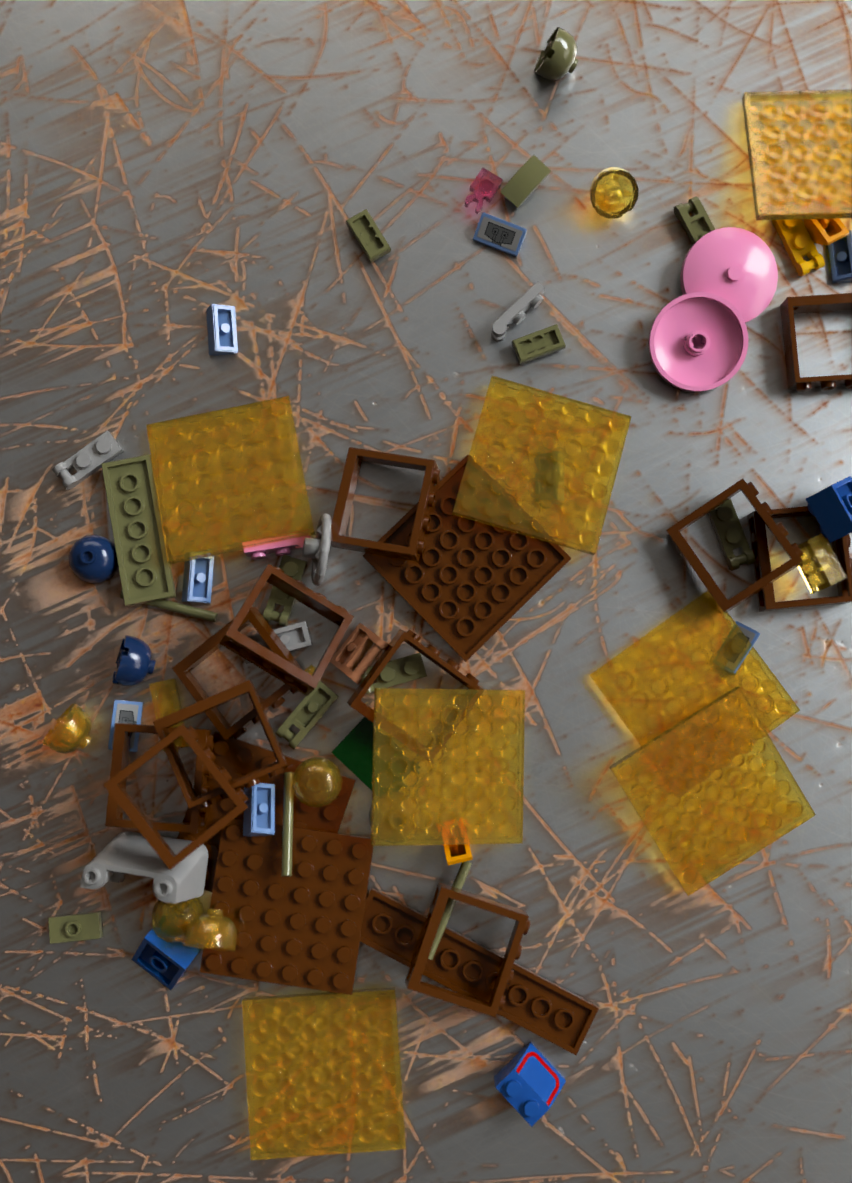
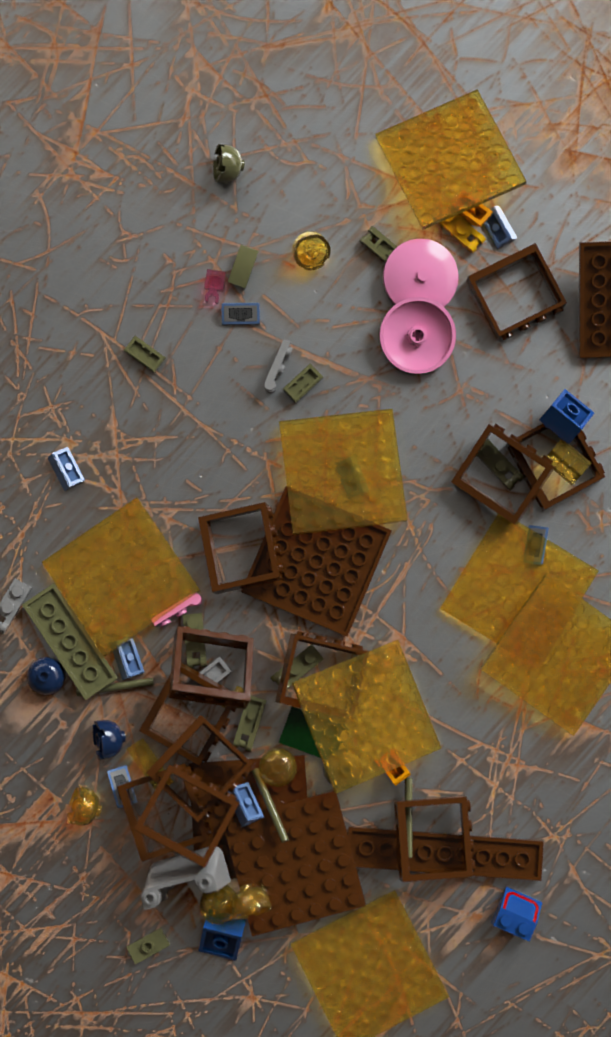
camera: 25 degrees left, 0 degrees up
(319, 549) = (209, 600): light grey piece -> none
(354, 649) = (263, 662): nougat plate -> none

